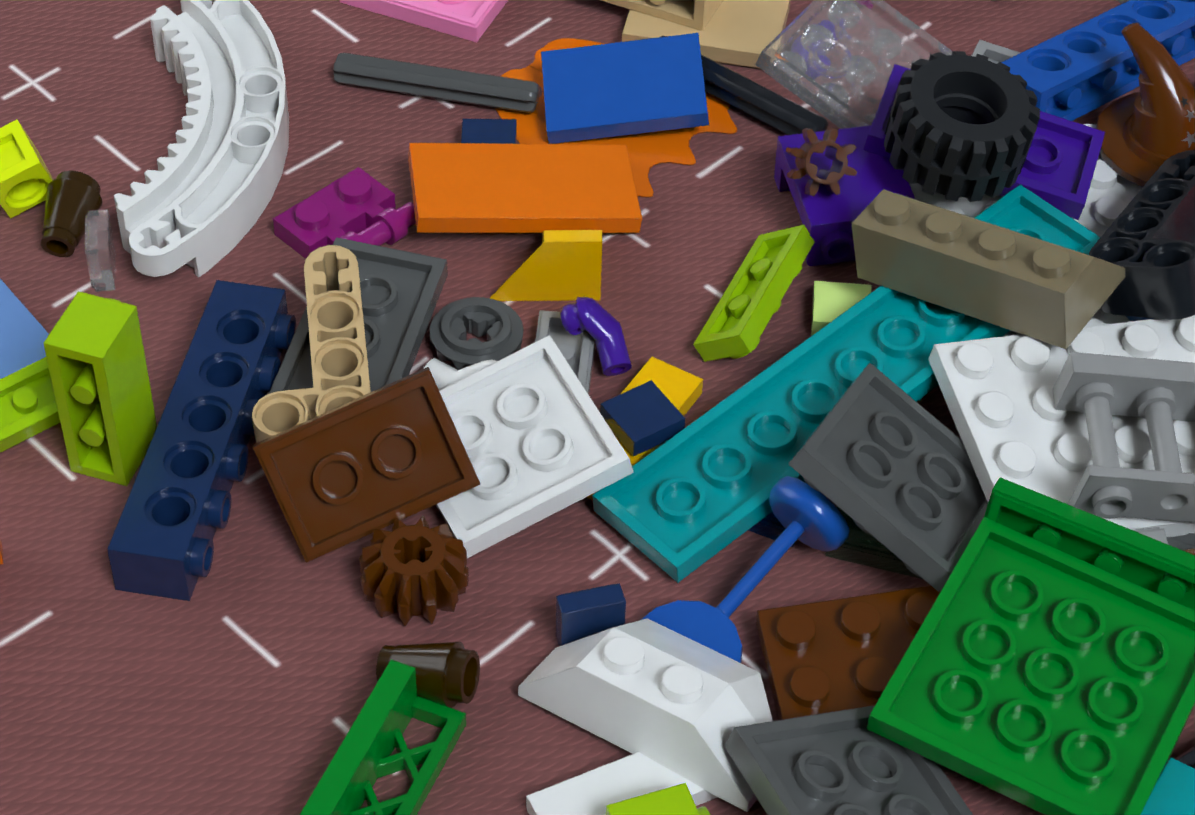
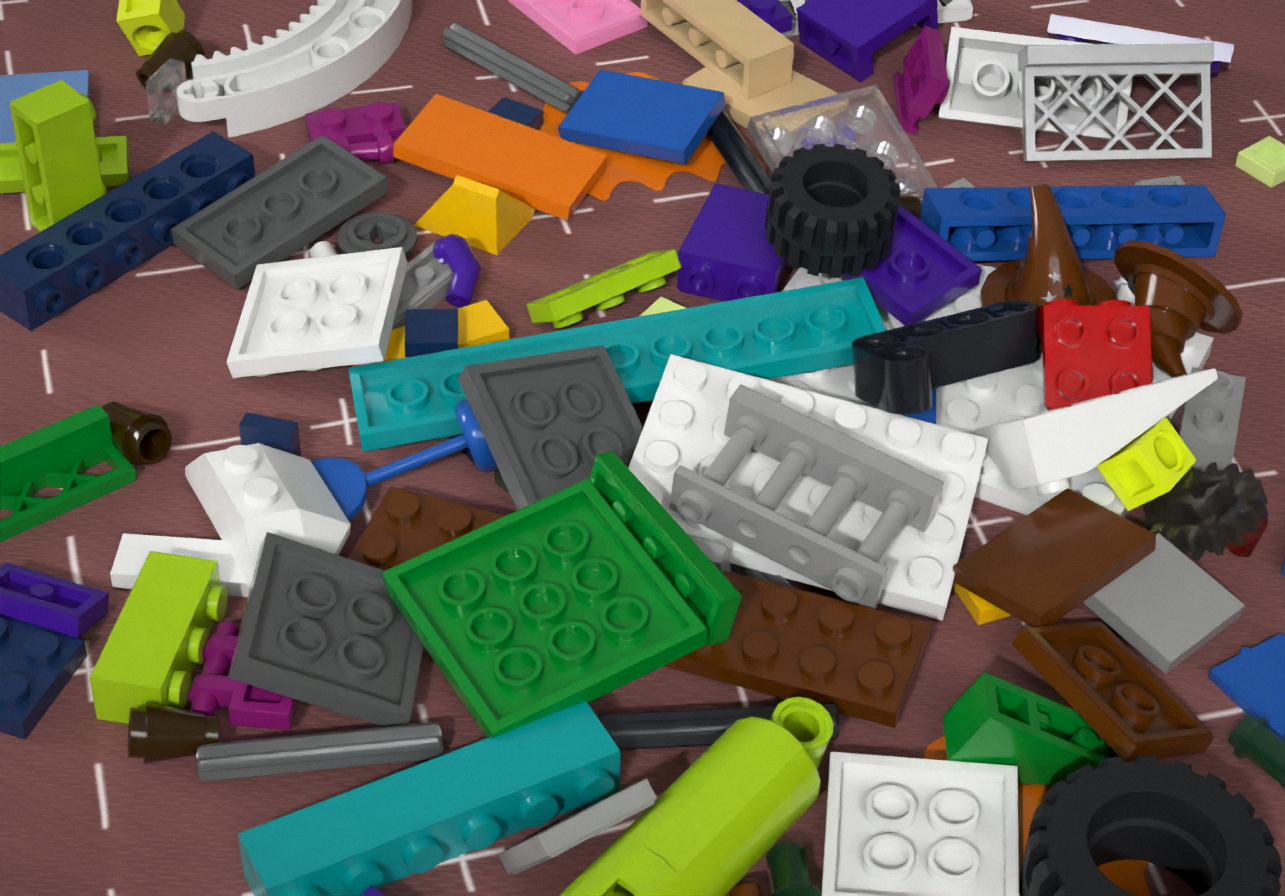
camera: 30 degrees right, 5 degrees down
(335, 345) = (229, 223): tan beam -> none
(366, 464) = (195, 278): reddish brown tile -> none
(414, 570) = (181, 365): reddish brown gear -> none
(833, 152) = (700, 207): reddish brown gear -> none
(981, 268) = (758, 312): dark tan slope -> none

